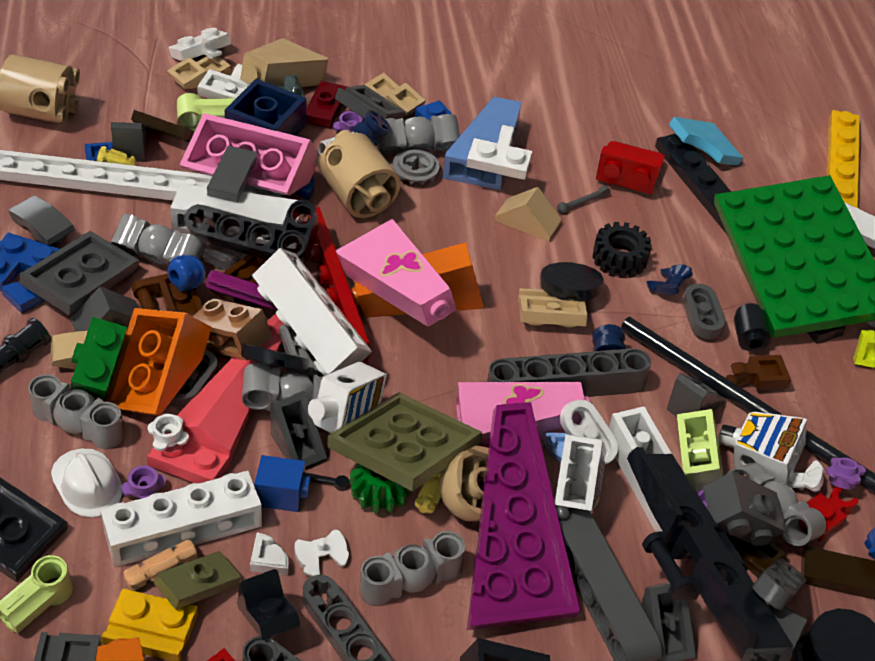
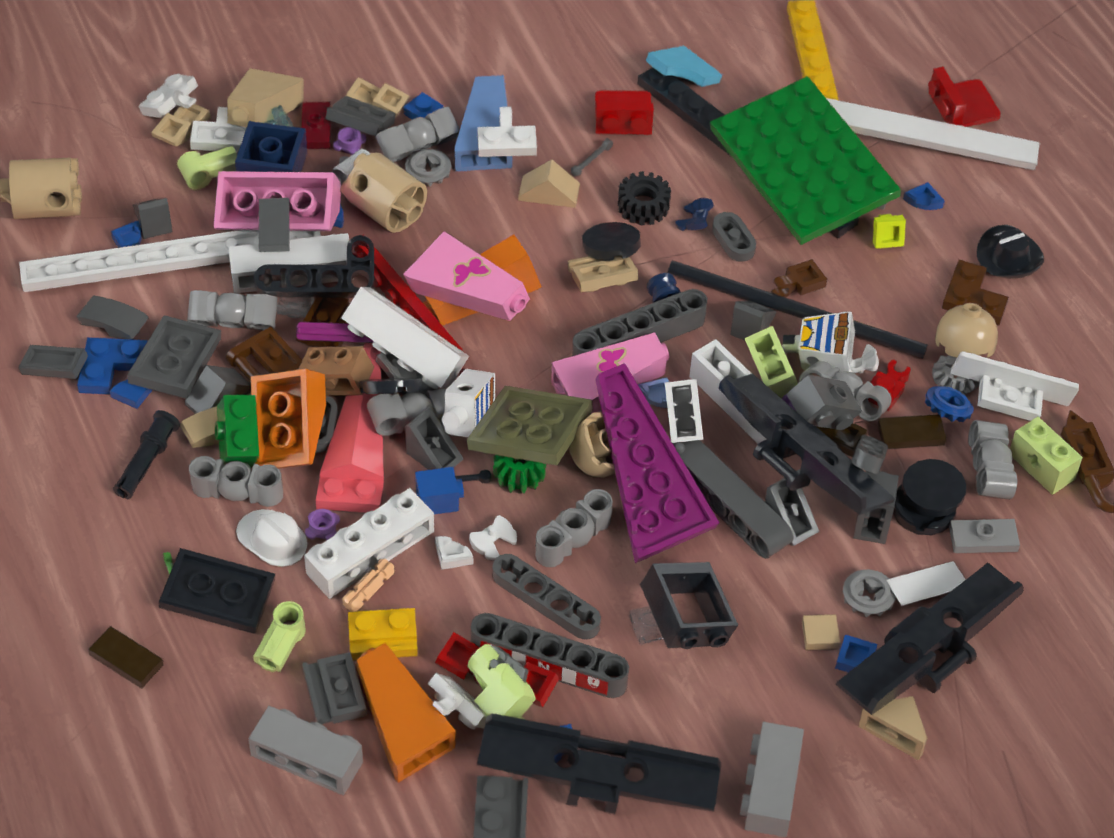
camera: 15 degrees left, 5 degrees up
(114, 156) = (148, 236): light yellow piece -> none
(162, 126) = (177, 192): dark brown tile -> none
(167, 424) = (327, 468): white plate -> none
(186, 272) = (274, 330): blue piece -> none
(197, 580) = (406, 587): olive plate -> none
(265, 606) = (473, 592): black slope -> none
(373, 126) = (379, 141): dark blue wheel -> none
(429, 495) = (564, 468): light yellow piece -> none
(590, 425) = (675, 368): white plate -> none
(751, 327) = (780, 240): black brick -> none
(845, 473) = (894, 348): medium lavender plate -> none

